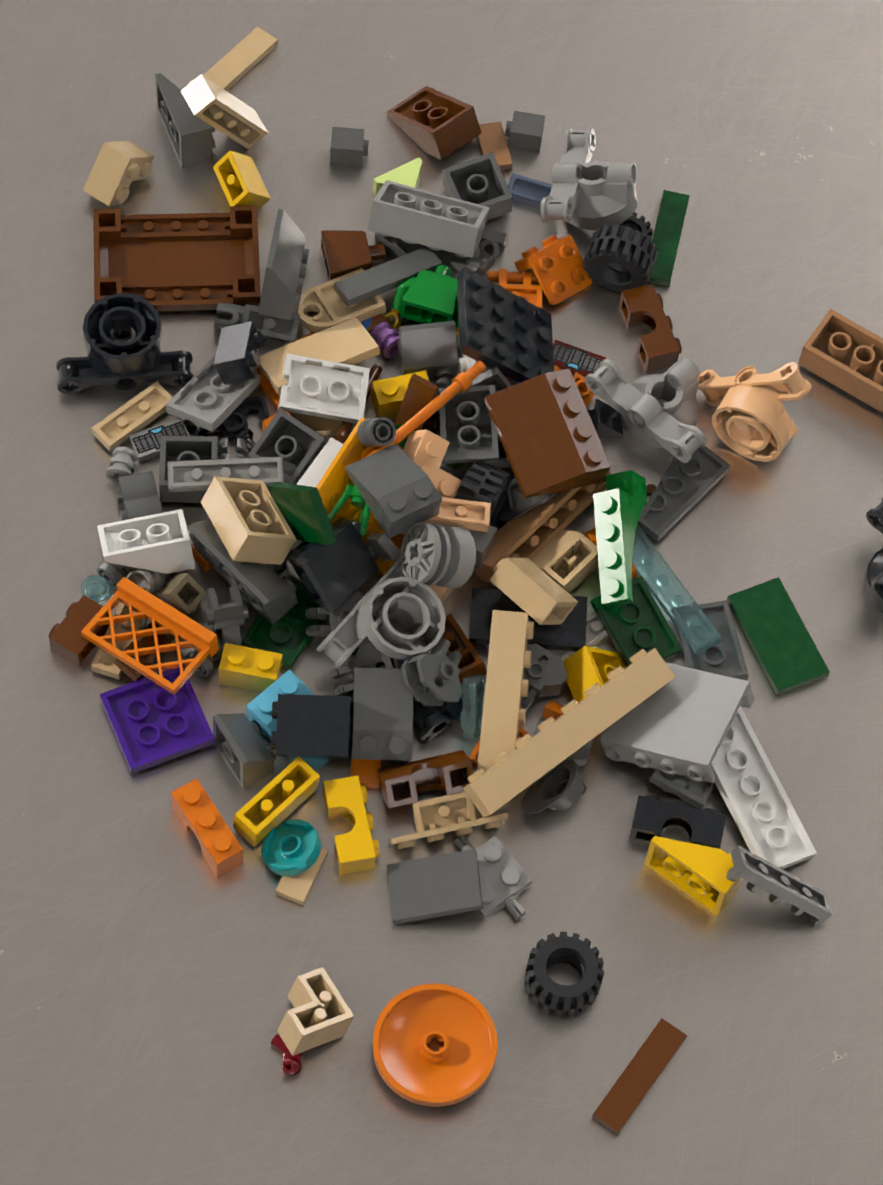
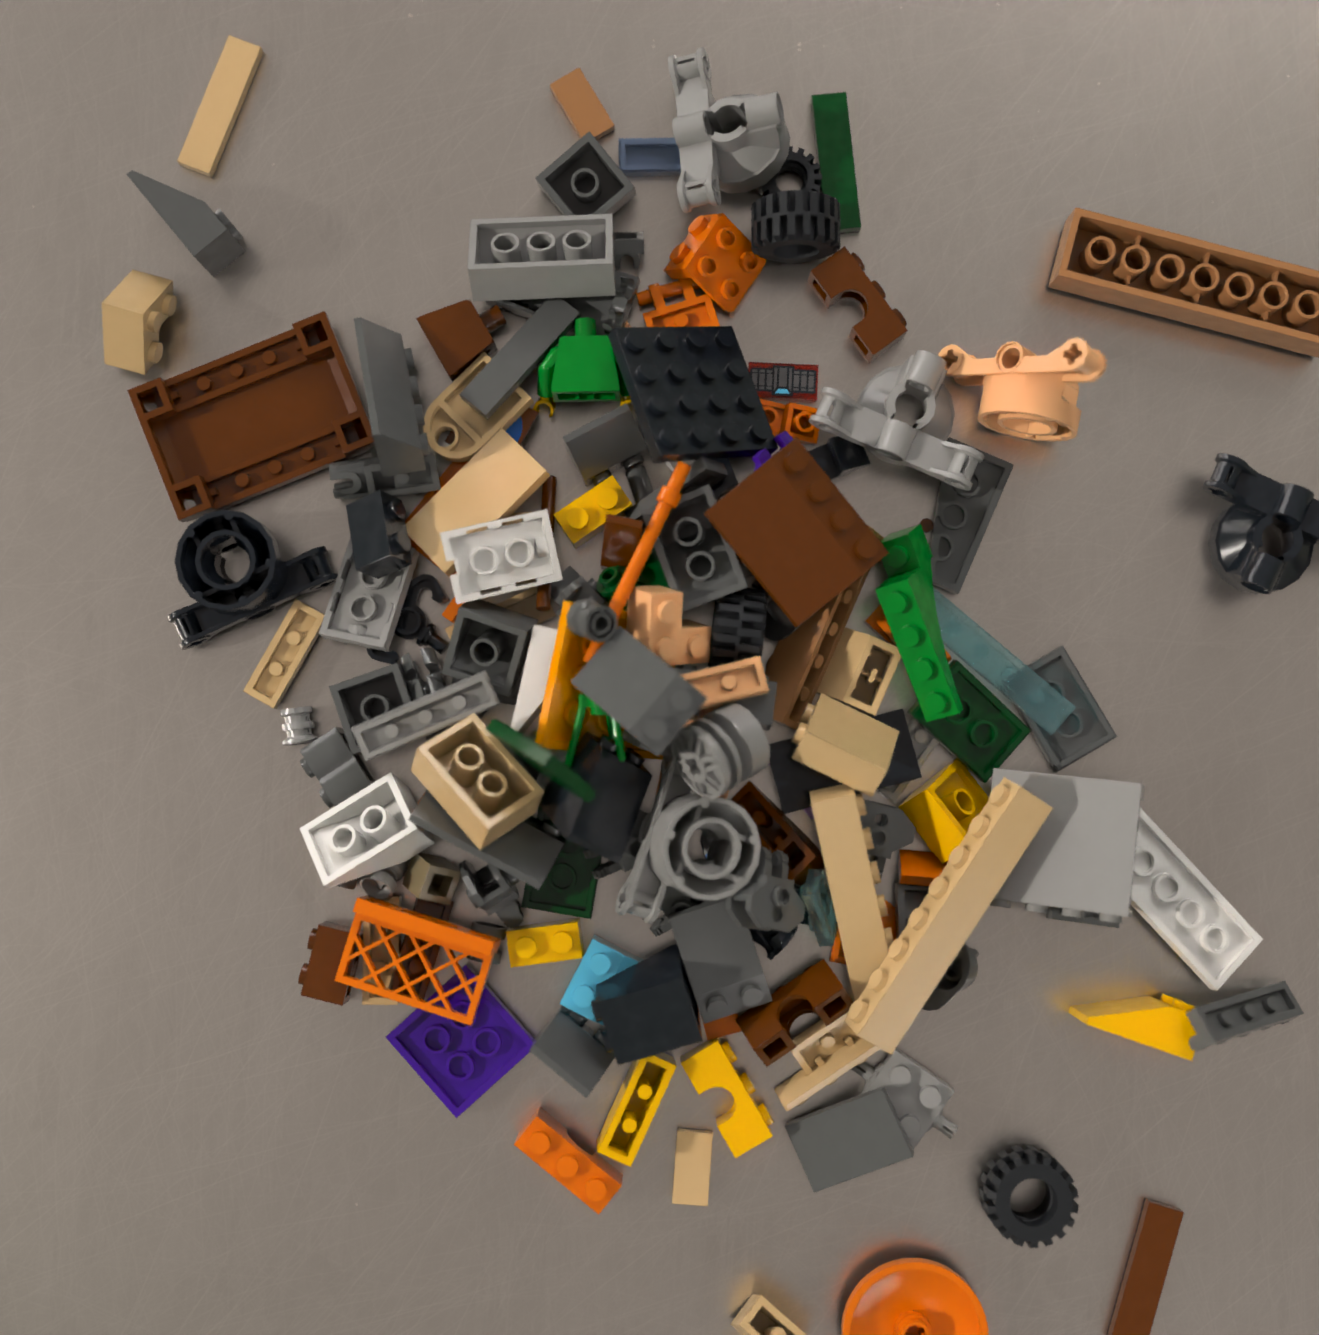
camera: 10 degrees left, 25 degrees up
(95, 588) = (328, 900): clear light blue plate -> none
(147, 442) = (331, 667): tile -> none
(224, 111) = (232, 199): tan brick -> none
(241, 180) = (293, 280): yellow brick -> none
(291, 848) = (673, 1148): teal tile -> none
(348, 146) = (404, 175): dark grey brick -> none
(386, 339) = (548, 437): medium lavender bush -> none
(407, 174) = (488, 201): yellowish green slope -> none
(436, 121) = (499, 98): reddish brown slope -> none
(525, 131) = (615, 71): dark grey brick -> none
(655, 815) = (1065, 962): black arch -> none
(778, 636) = (1134, 669): dark green tile -> none

